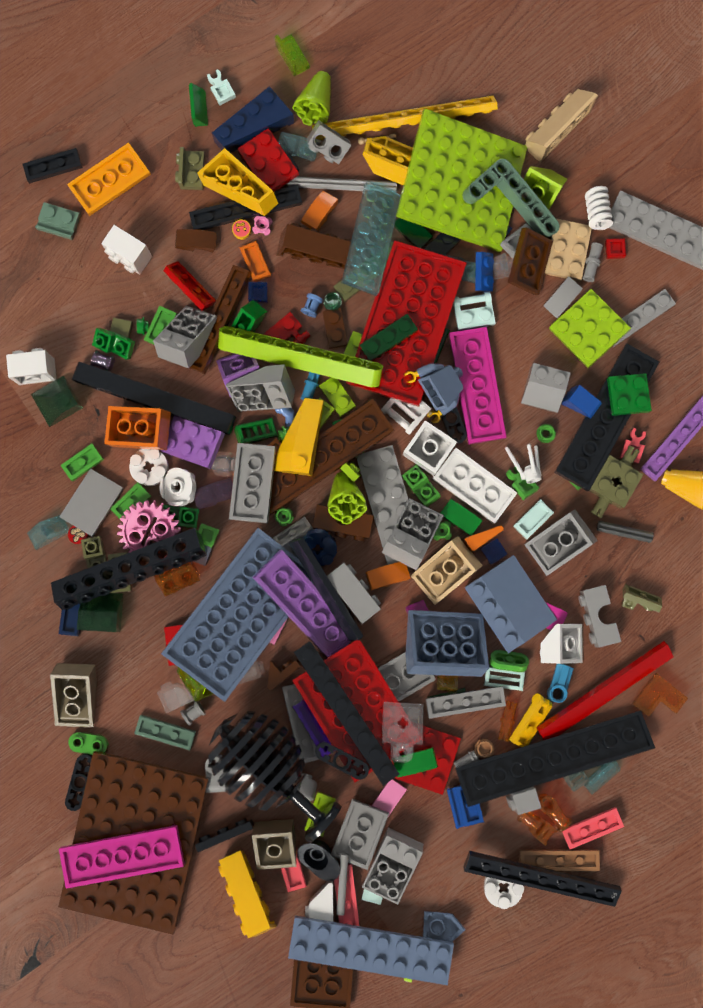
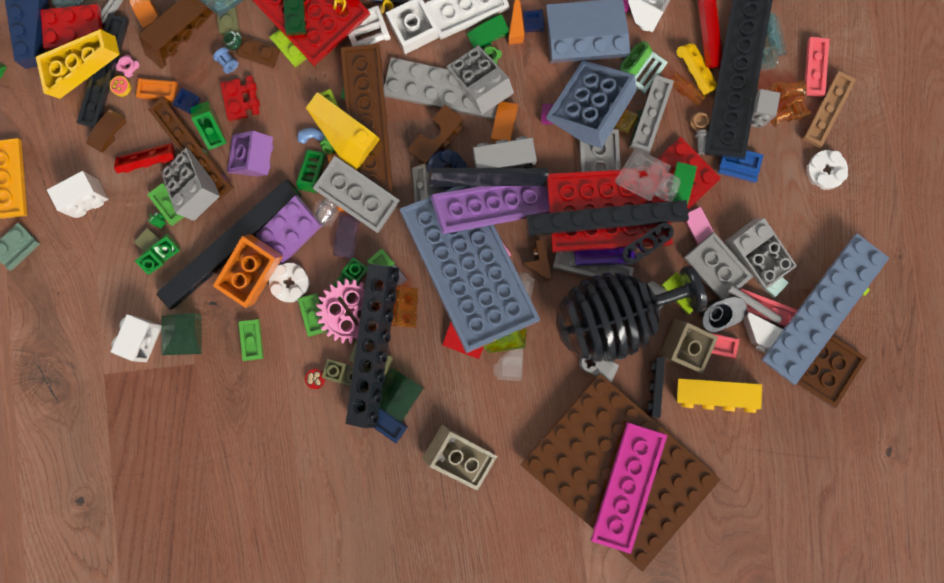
camera: 60 degrees left, 0 degrees up
(47, 531) = (297, 405): clear light blue slope -> none
(72, 786) = (554, 500): black beam -> none
(87, 743) = (509, 468): bright green plate -> none
(91, 502) = (292, 351): light grey tile -> none
(102, 361) = (168, 272): clear purple bush -> none
(165, 732) = (536, 393): sand green tile -> none
(187, 491) = (333, 262): white plate -> none
(189, 164) = (35, 99): olive bracket -> none
(193, 712) = (532, 358): light grey bush -> none
(263, 389) = (277, 141): light grey slope -> none
(284, 521) = (402, 181): bright green plate -> none
(300, 356) = (265, 91): lime beam -> none
(310, 386) = (294, 97): dark azure axle -> none
(337, 396) = (320, 82): lime plate -> none
(345, 500) = (417, 118): lime cone -> none
(351, 471) = (395, 101): lime plate -> none
(421, 486) = (441, 53): bright green slope -> none
(441, 926) = (834, 239): sand blue plate -> none
(446, 570) = (528, 70): tan slope -> none
(542, 878) = (838, 130): black plate -> none
(560, 680) = (677, 25): dark azure piece -> none

